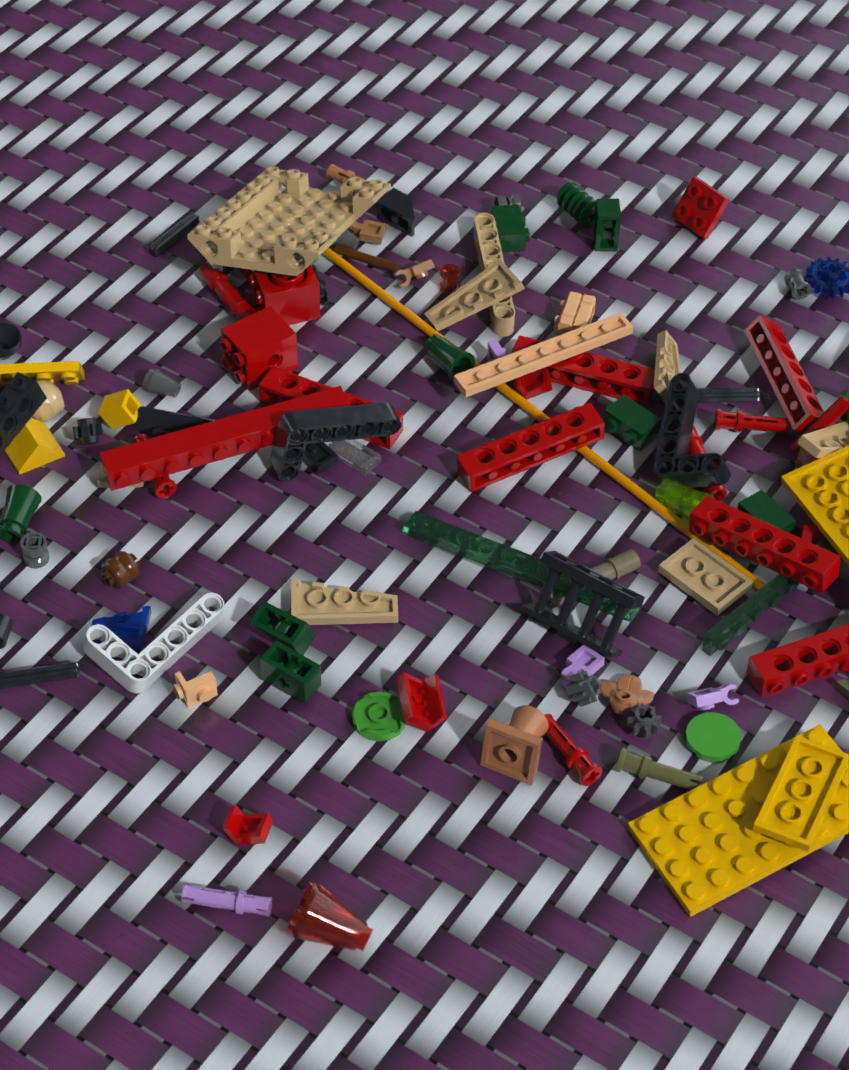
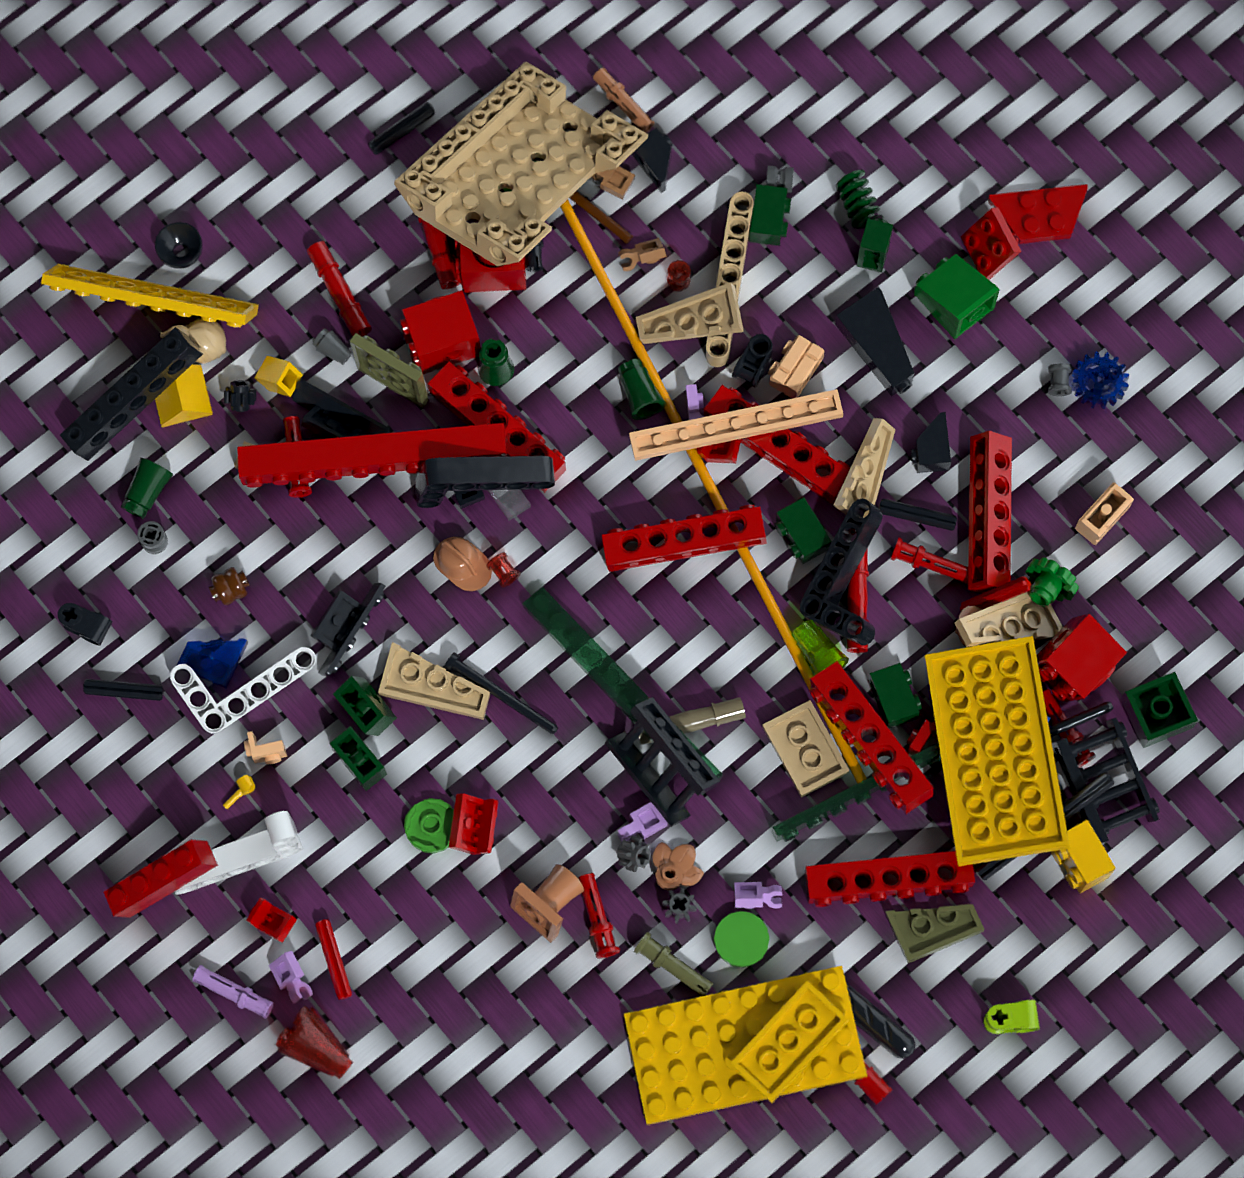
camera: 20 degrees right, 25 degrees up
(124, 808) = (160, 878): none -> red brick
(155, 345) = (338, 289): none -> red piece
(184, 725) = (246, 786): none -> yellow hand
(203, 777) = (252, 851): none -> white beam
(222, 376) = (389, 369): none -> olive plate
(237, 577) = (341, 624): none -> black bracket
(278, 869) = (288, 975): none -> lavender plate
(313, 358) = (495, 364): none -> dark green plant
(321, 848) = (333, 959): none -> red axle
(334, 511) = (462, 563): none -> nougat piece
(355, 584) = (454, 663): none -> black bar
(375, 505) = (505, 578): none -> clear red bush
(538, 318) = (753, 364): none -> black piece
(636, 288) = (877, 341): none -> black slope
(689, 245) = (956, 294): none -> green slope
(716, 346) = (932, 447): none -> black slope
(739, 186) = (1041, 212): none -> red wing

